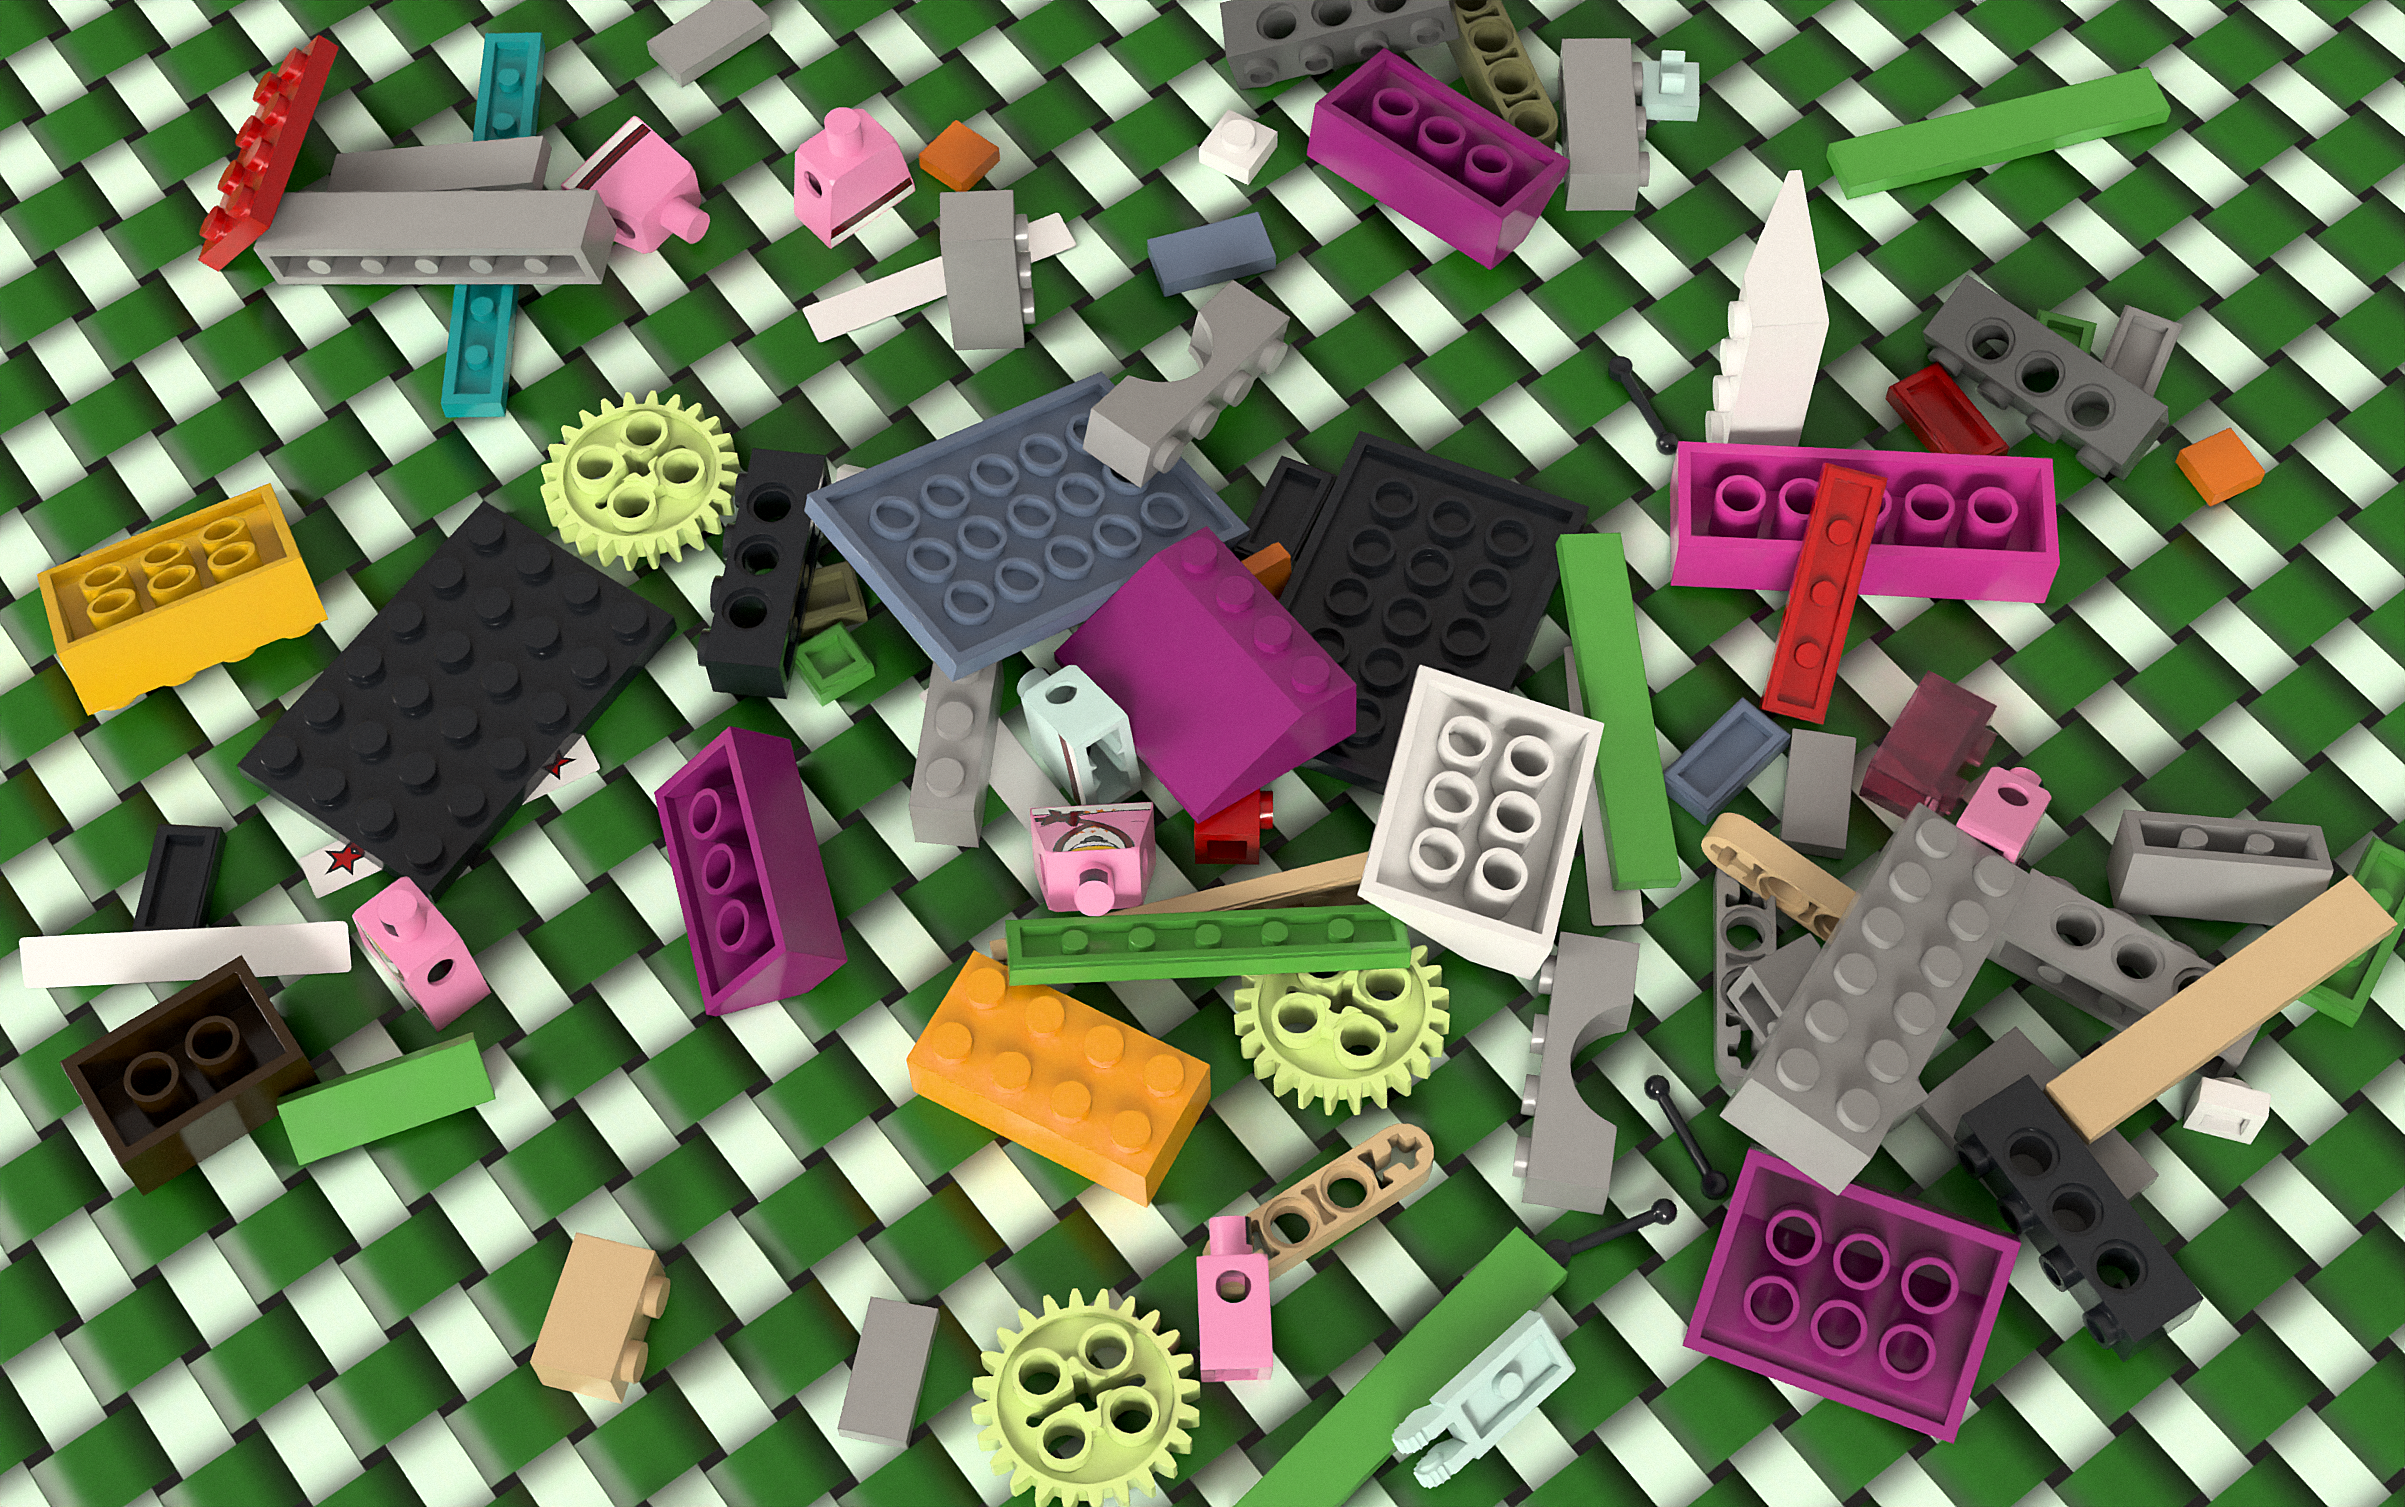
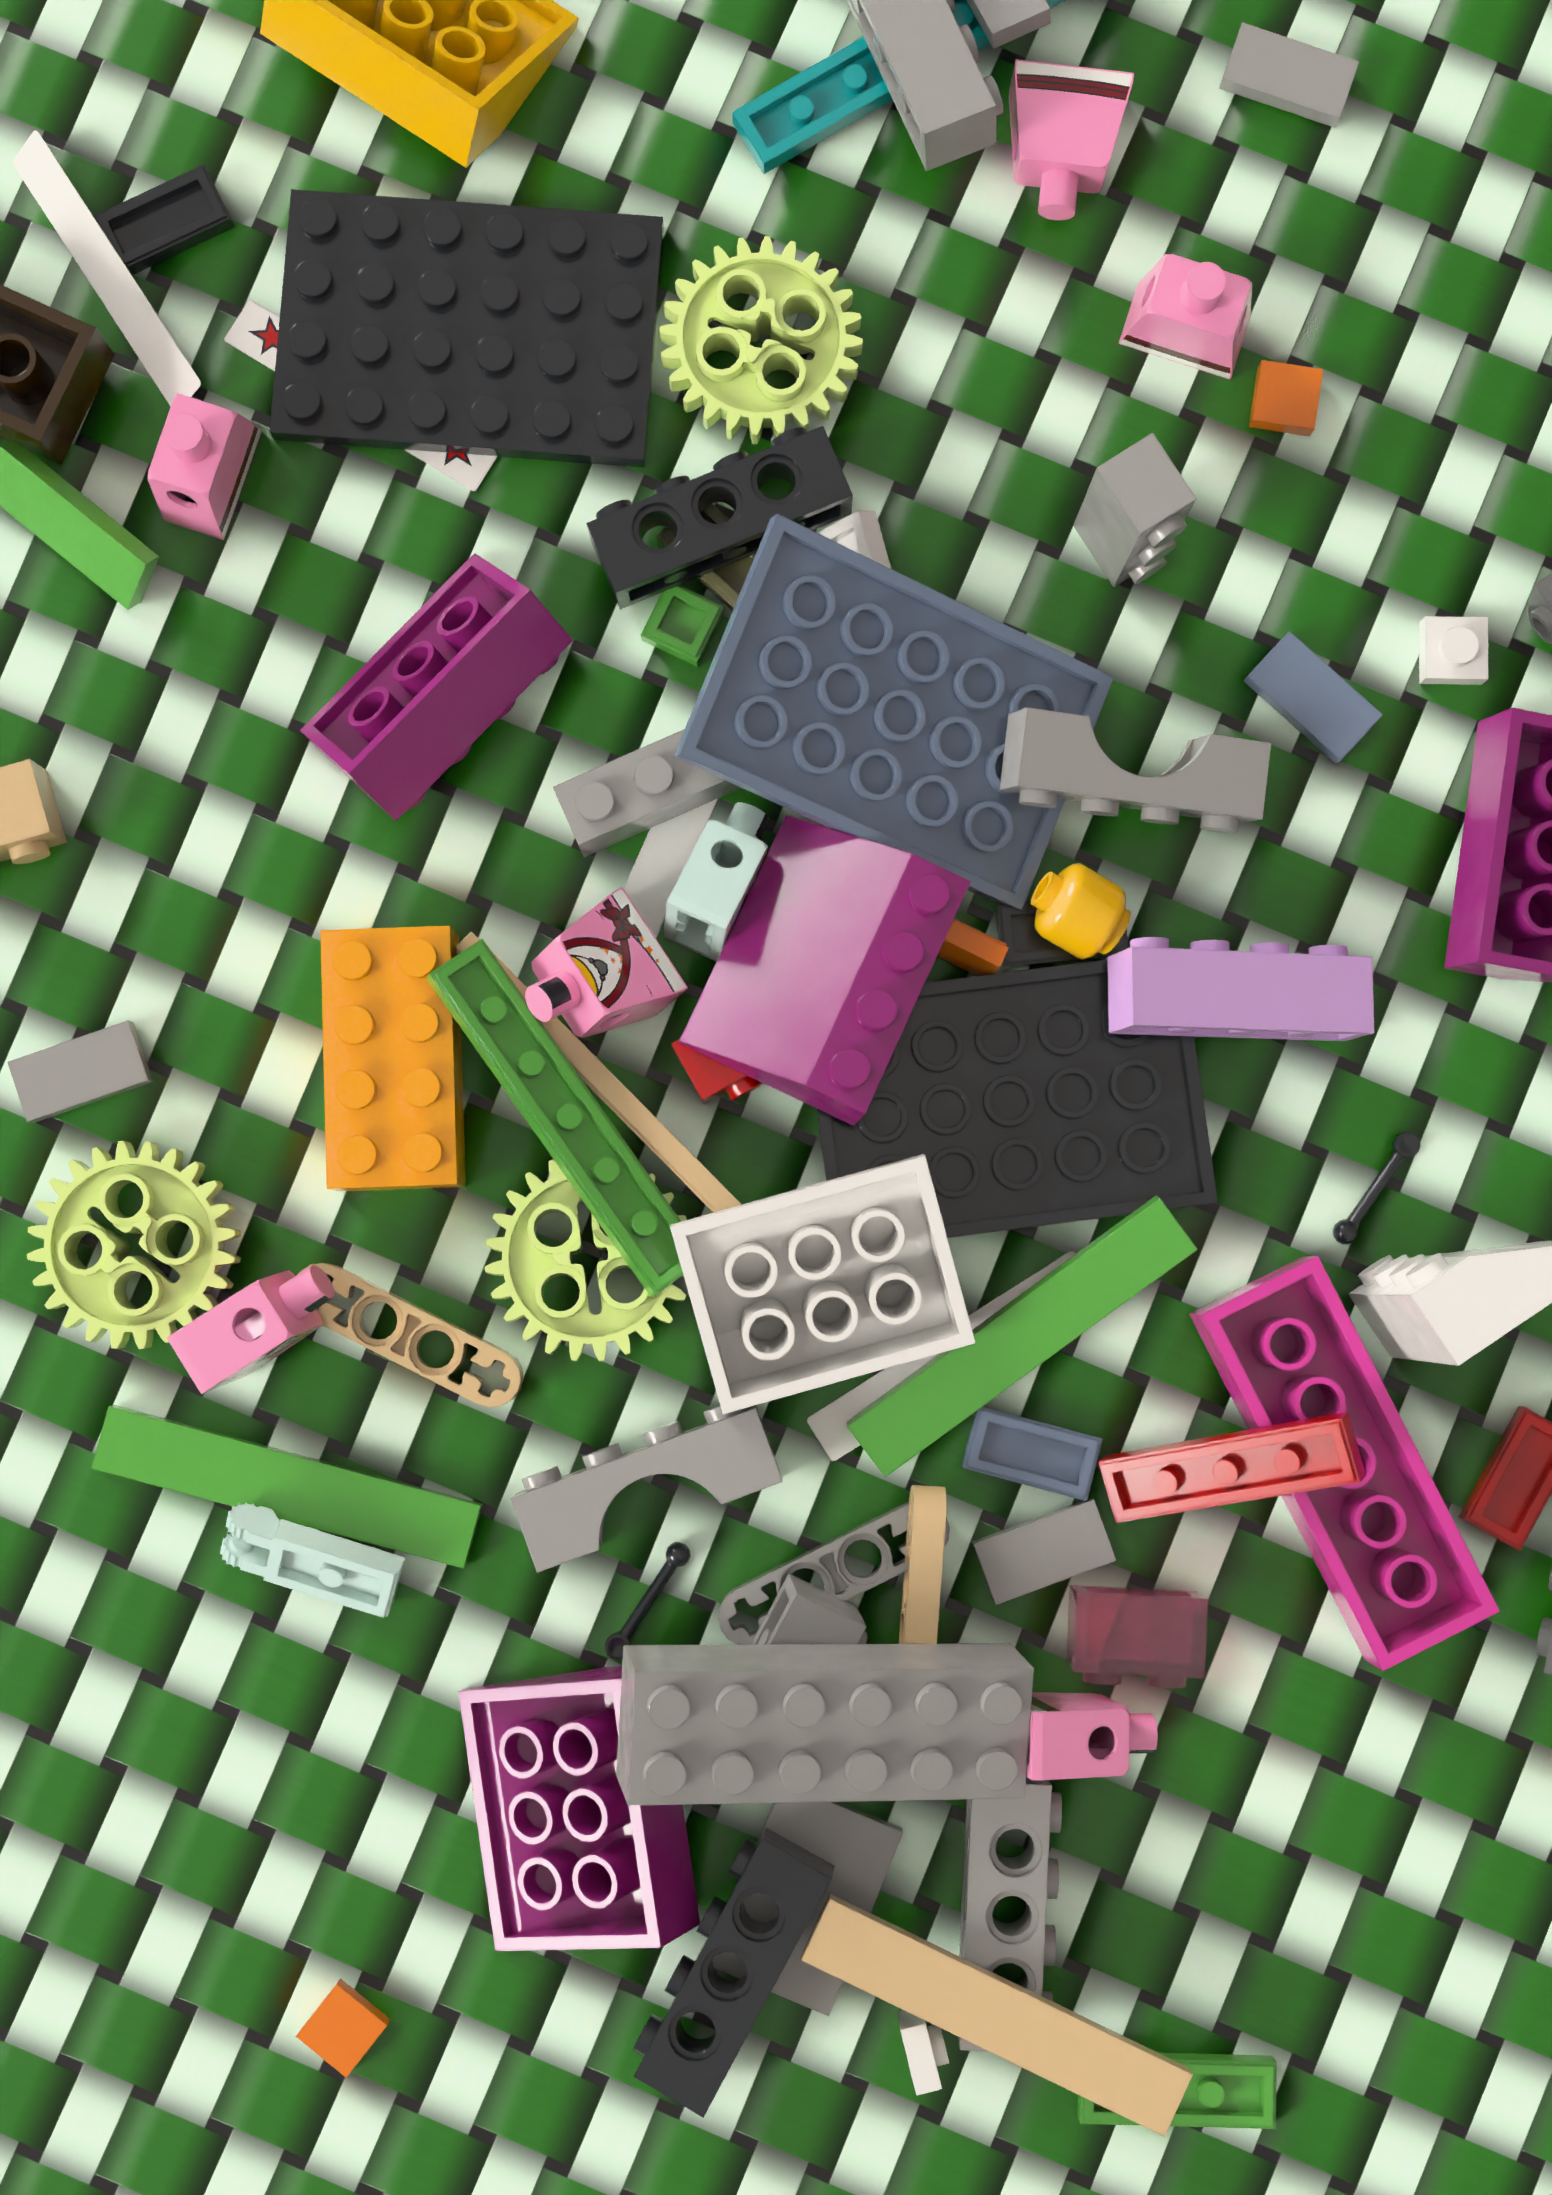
camera: 55 degrees right, 25 degrees up
(915, 286) = (1107, 434): white sticker -> none
(1281, 477) = (1080, 911): none -> yellow head
(1421, 401) = (1240, 992): none -> lavender brick
(1662, 1212) = (485, 1548): black hinge -> none
(2216, 867) = (1151, 1947): light grey brick -> none

